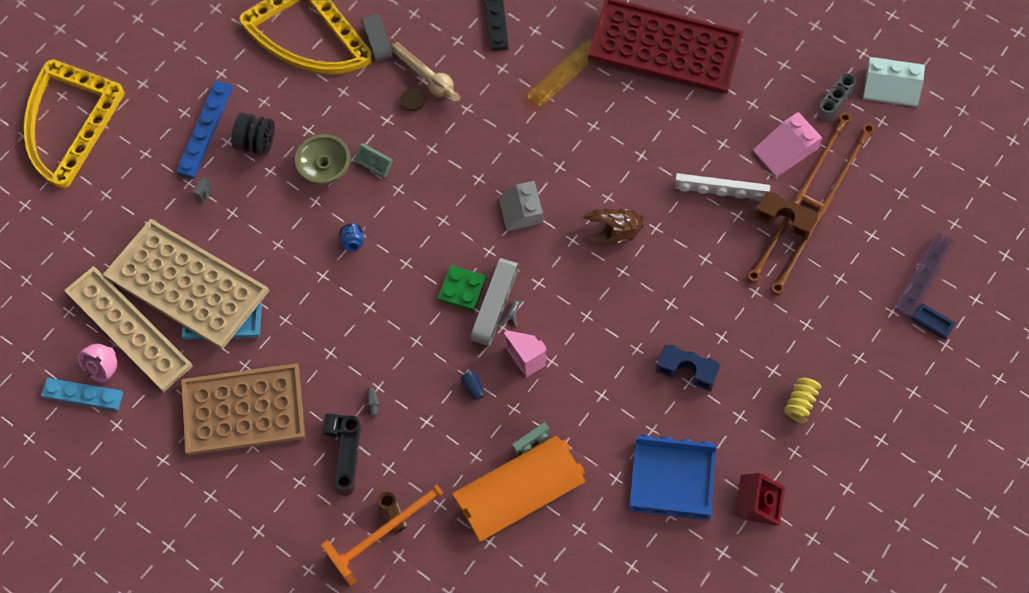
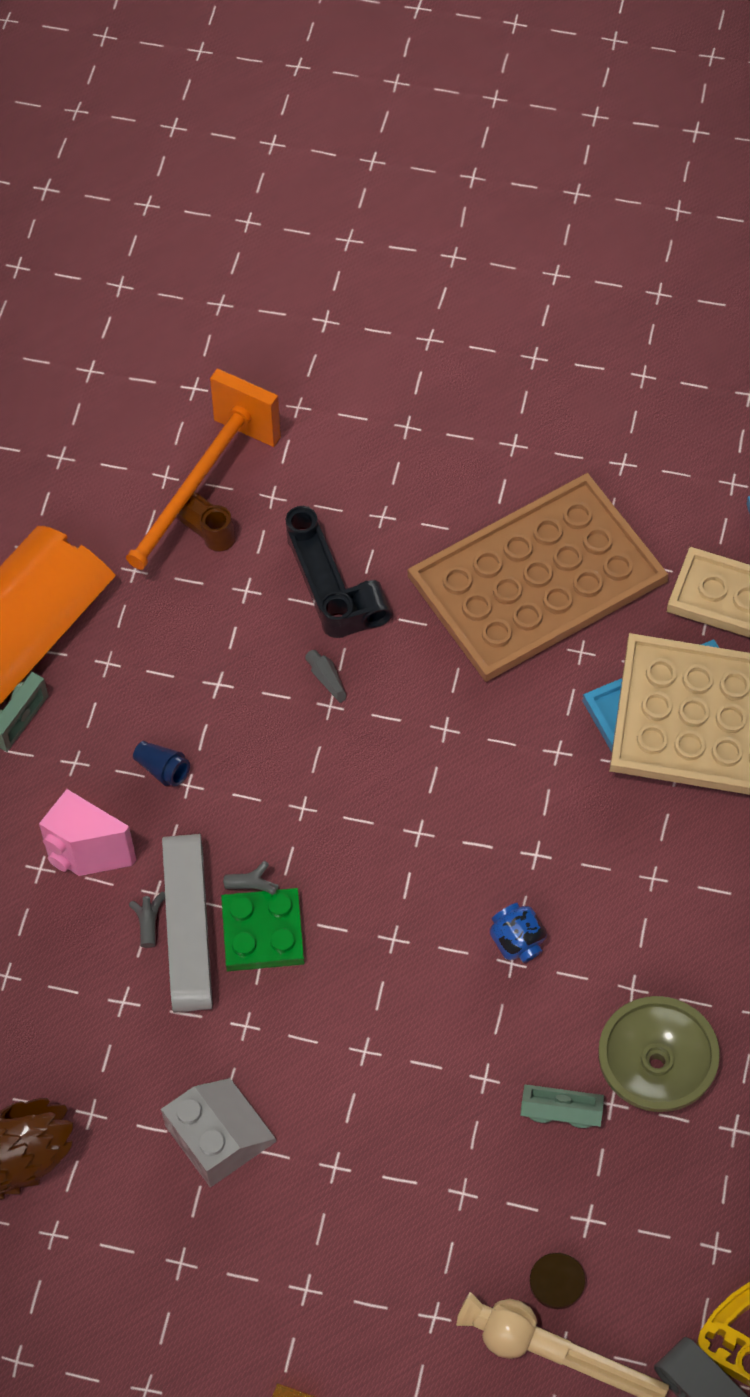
camera: 155 degrees right, 5 degrees down
(456, 309) = (251, 880): none -> dark grey bar

